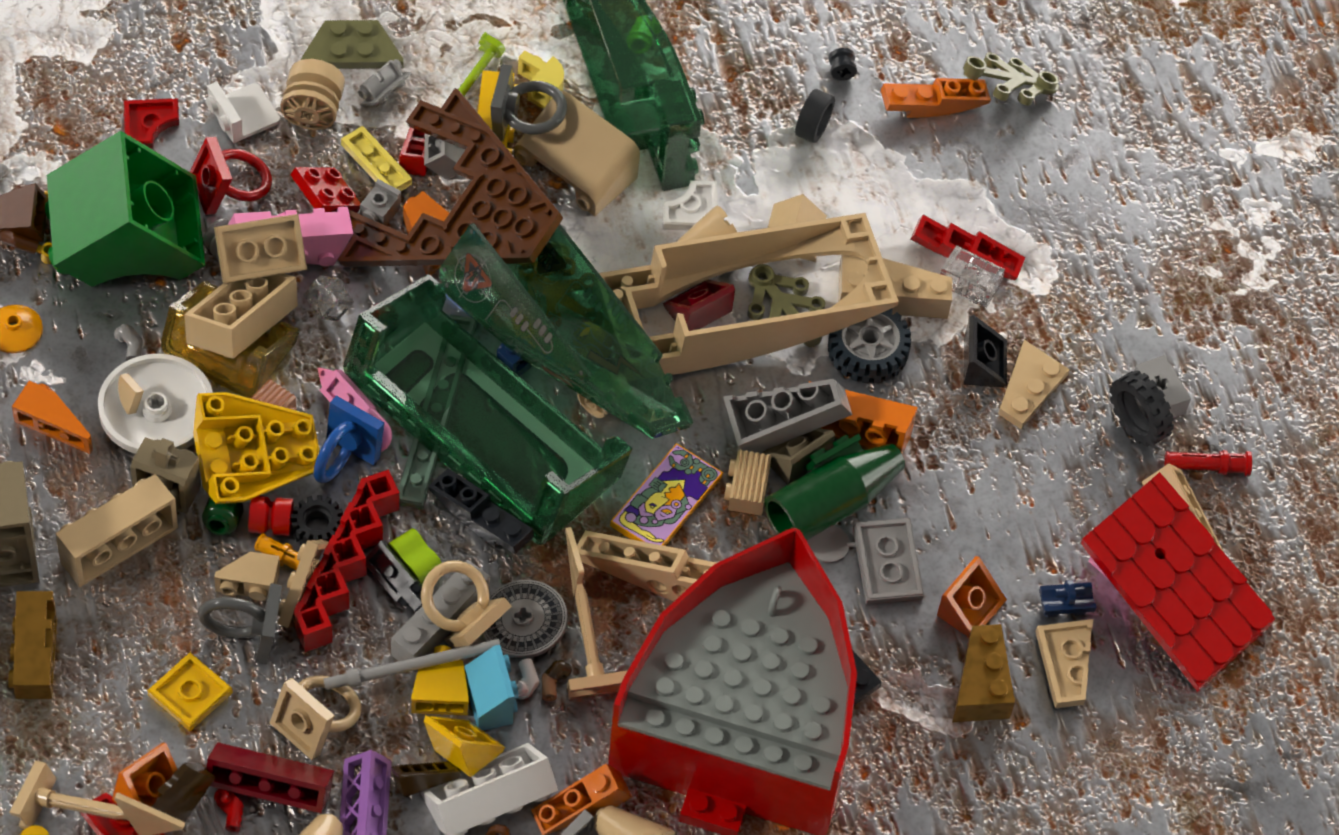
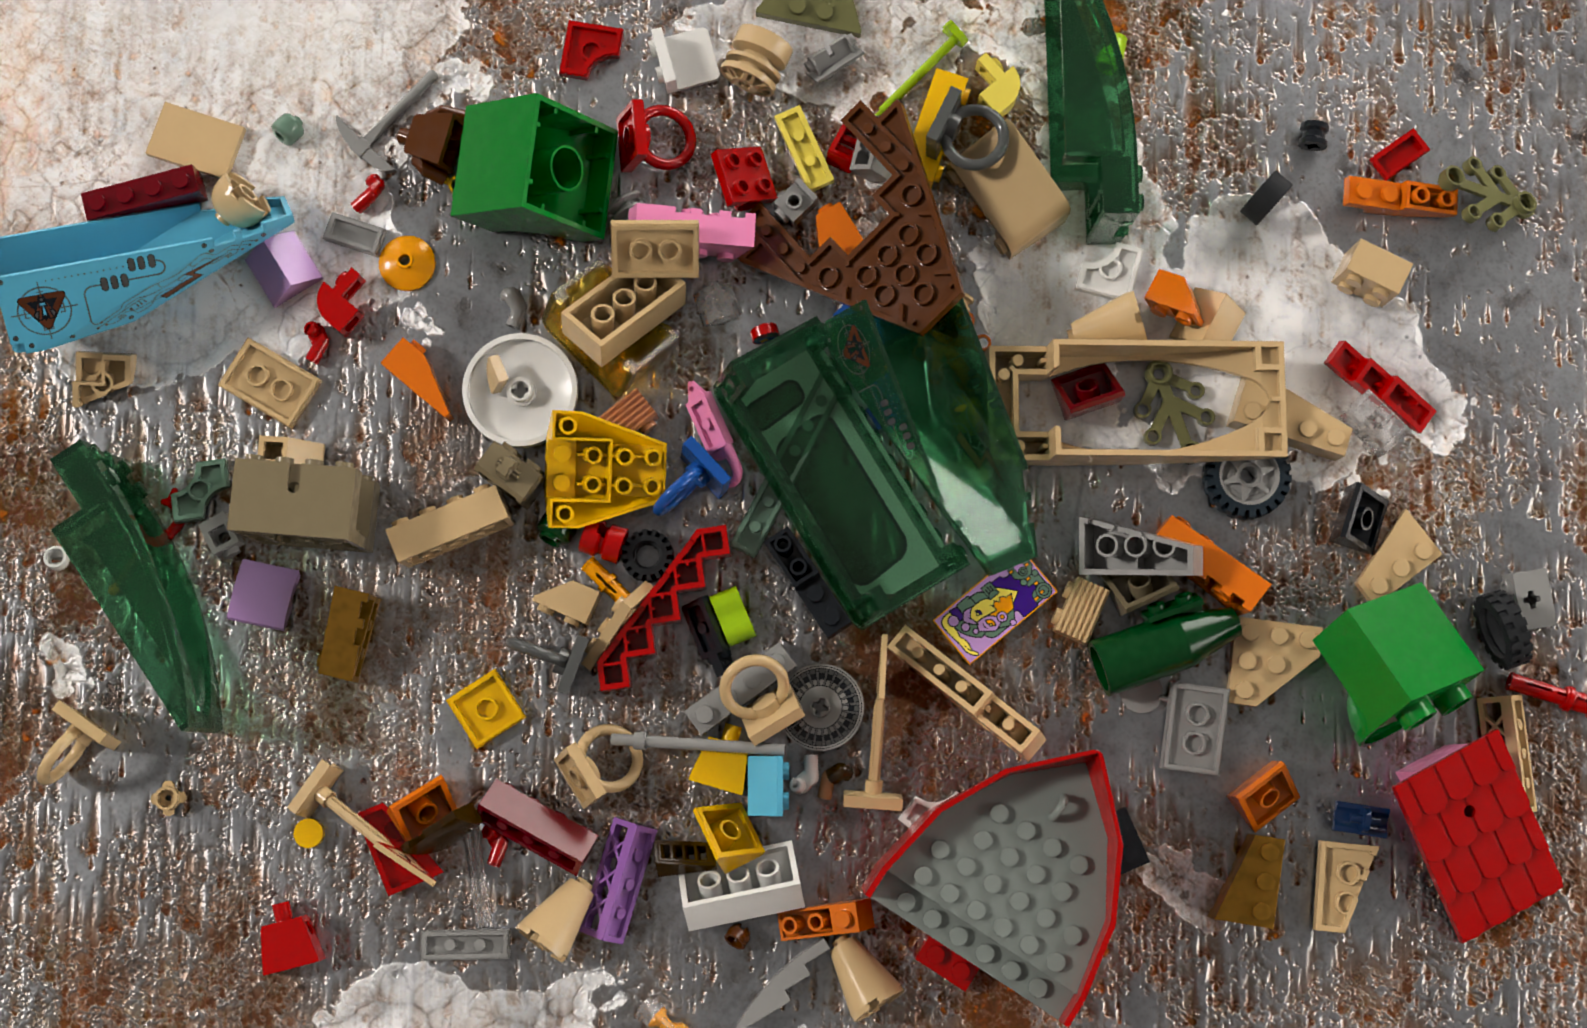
camera: 20 degrees right, 25 degrees up
(755, 210) = (1173, 297): none -> orange slope
(924, 65) = (1399, 154): none -> red tile
(928, 155) = (1371, 273): none -> tan brick
(938, 488) = (1268, 658): none -> tan plate
(1052, 450) = (1398, 663): none -> green piece

